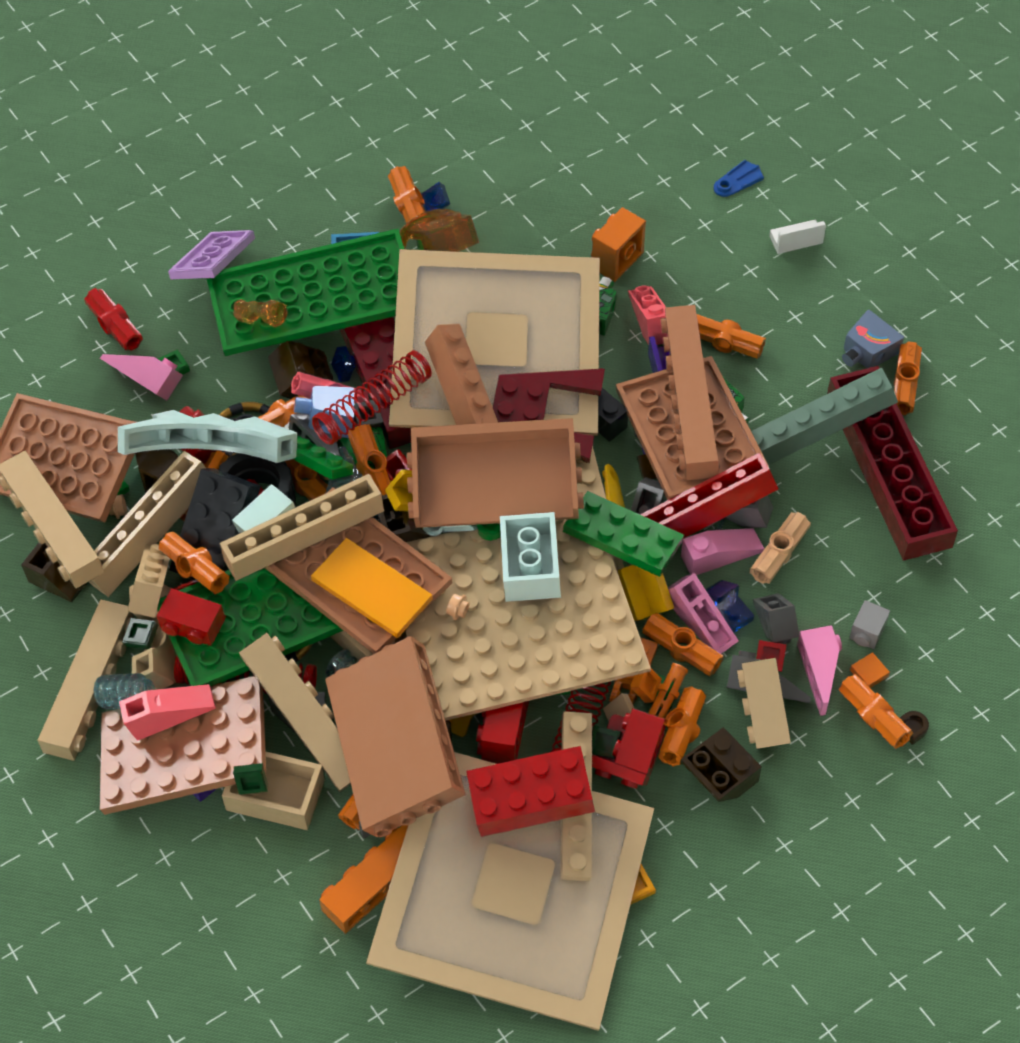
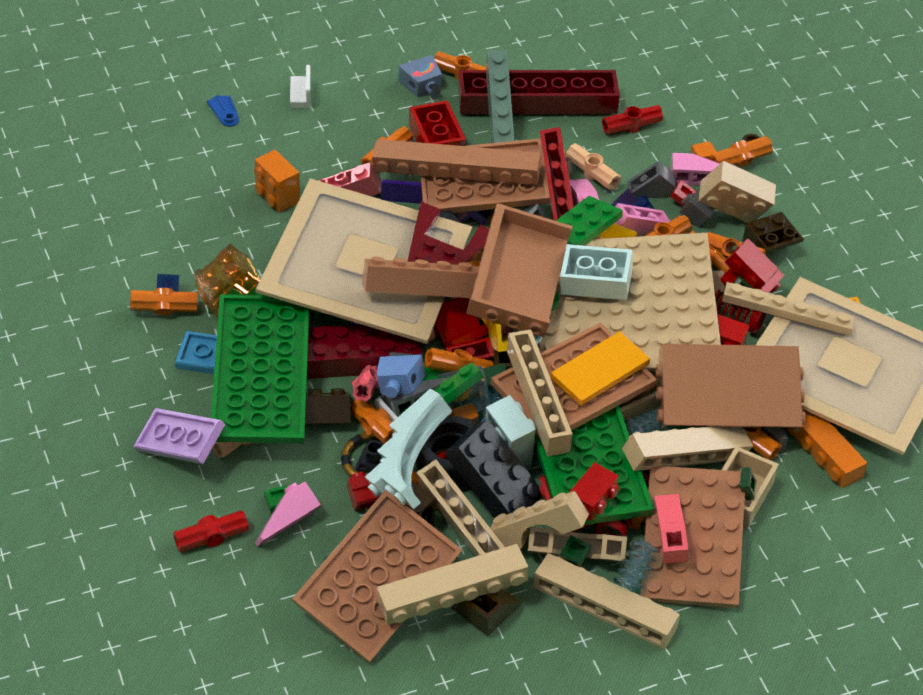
camera: 80 degrees left, 10 degrees down
(194, 562) = (544, 477): orange piece -> none
(271, 312) = (274, 406): clear orange arm -> none
(331, 424) = (396, 307): red piece -> none
(343, 364) = (328, 377): clear blue plate -> none
(457, 606) = (626, 326): light nougat plate -> none
(530, 791) = (794, 316): red brick -> none
(770, 373) = (435, 124): none -> red brick
(869, 624) = (670, 139): light grey brick -> none
(900, 585) = (632, 119): none -> red piece

